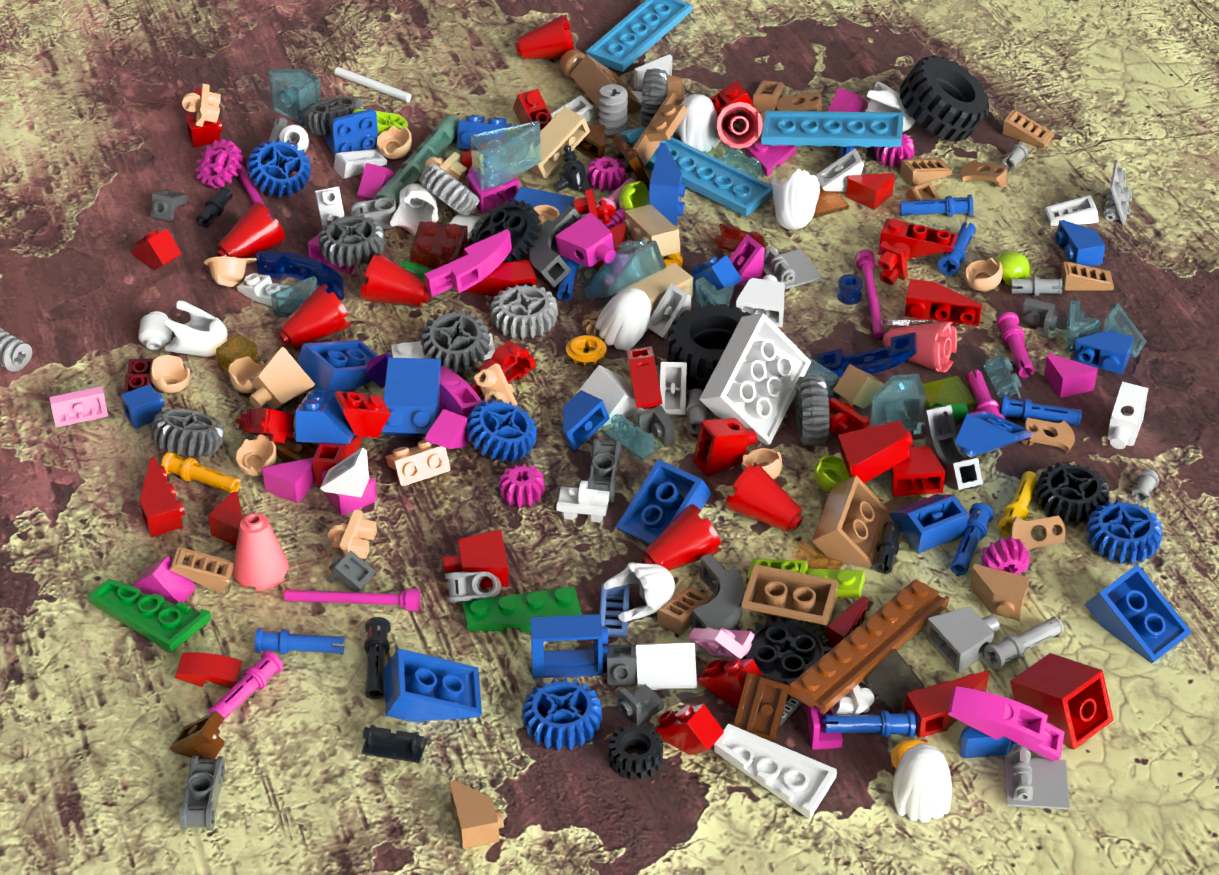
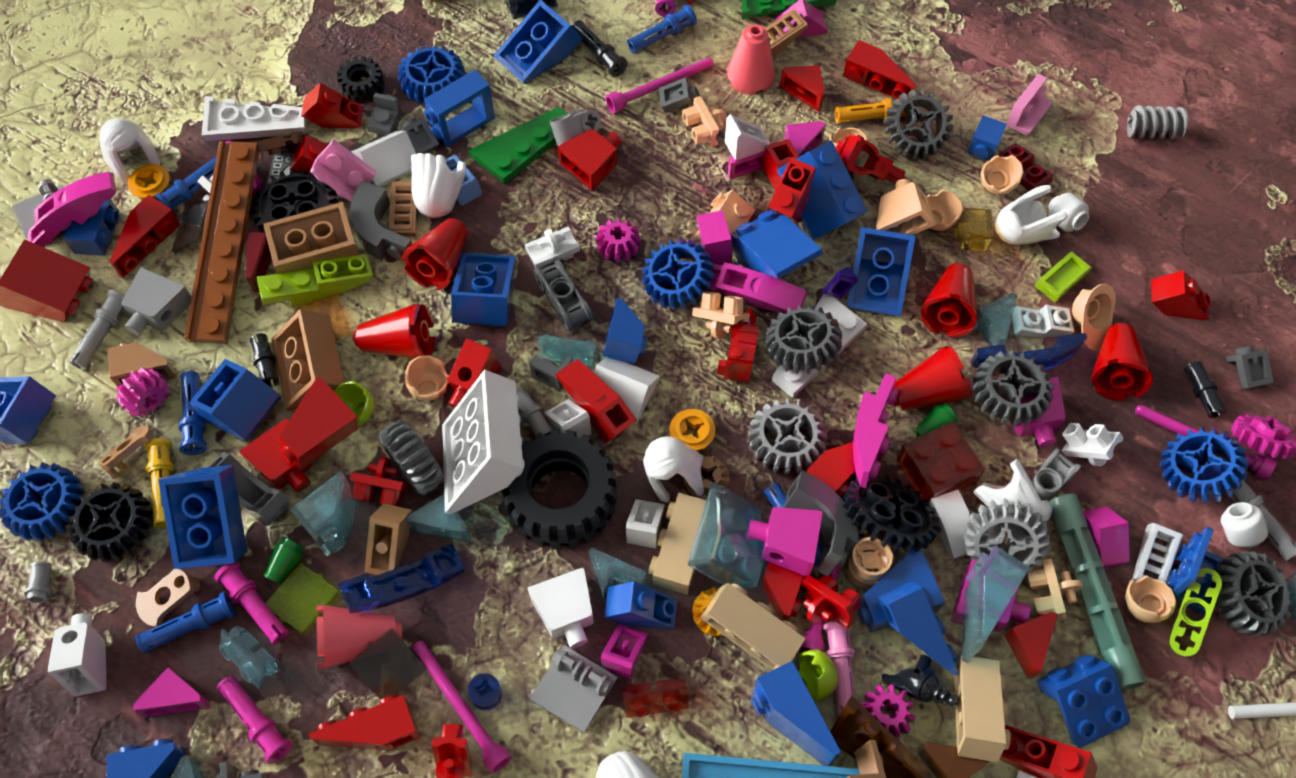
camera: 145 degrees right, 20 degrees up
(217, 306) = (1063, 277): none -> lime tile
(551, 179) = (911, 615): none -> blue slope

